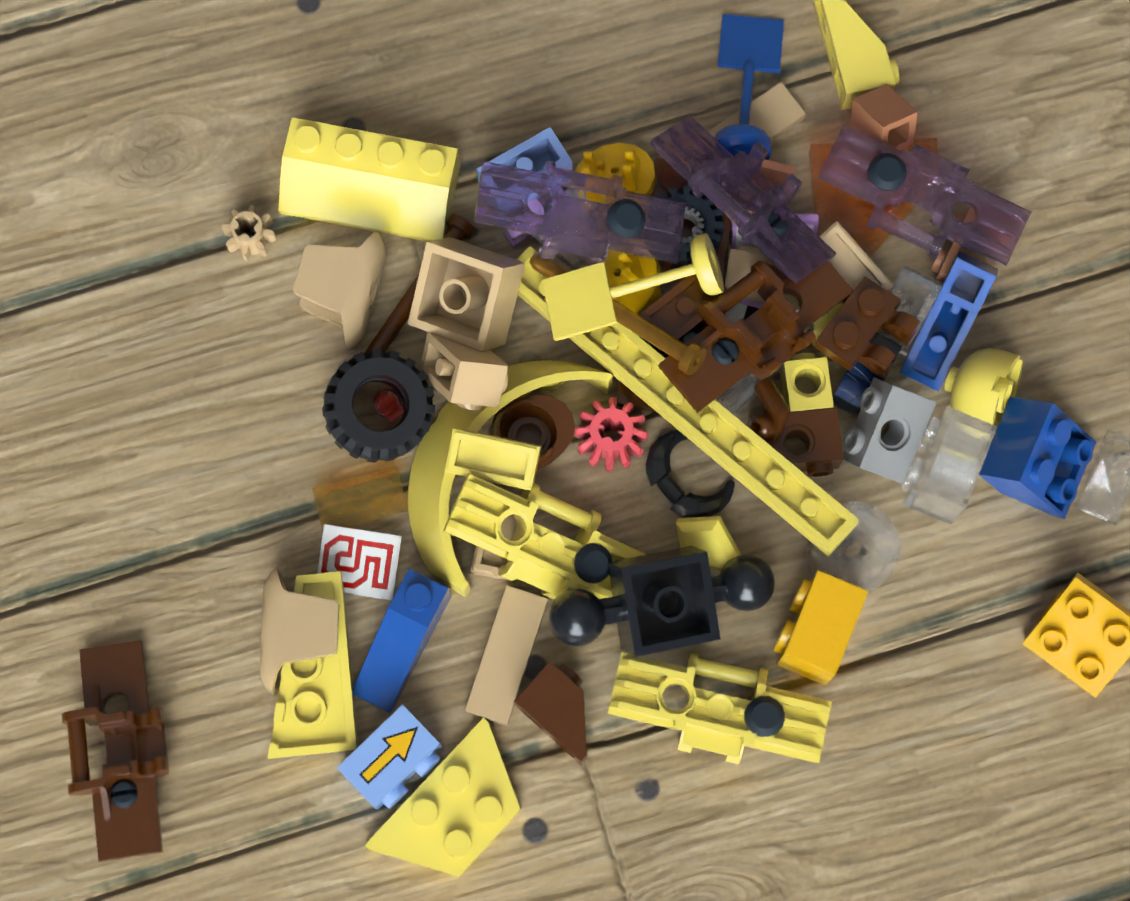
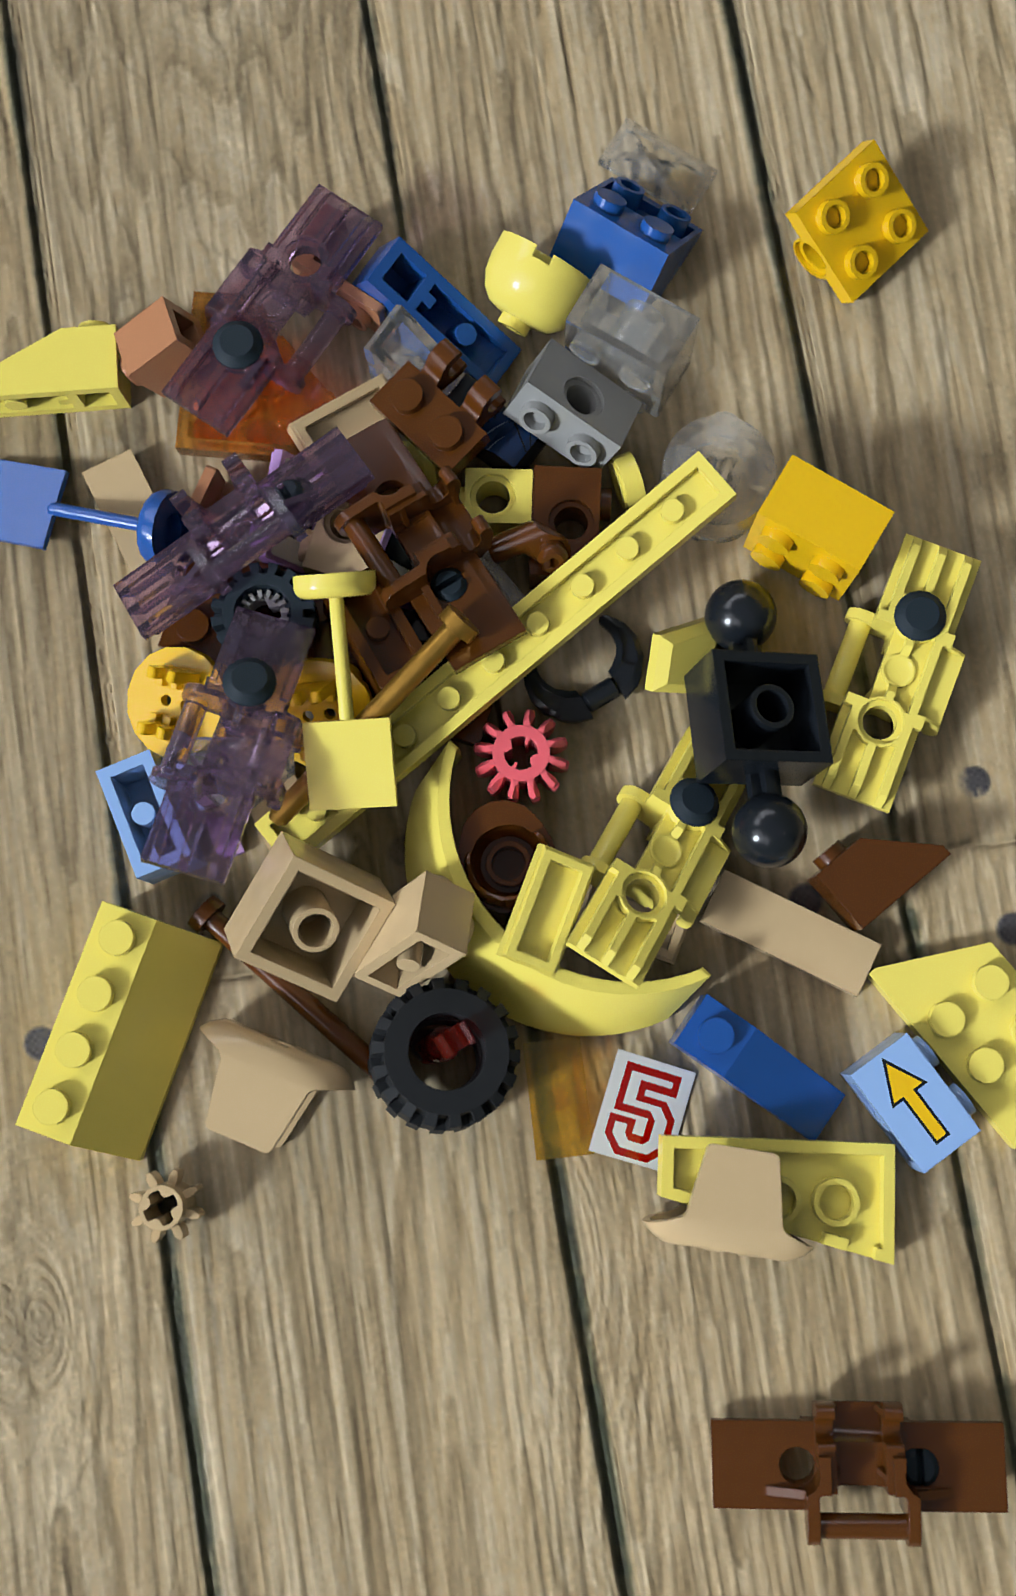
camera: 75 degrees left, 5 degrees up
(843, 482) = (626, 479): none -> light yellow tile

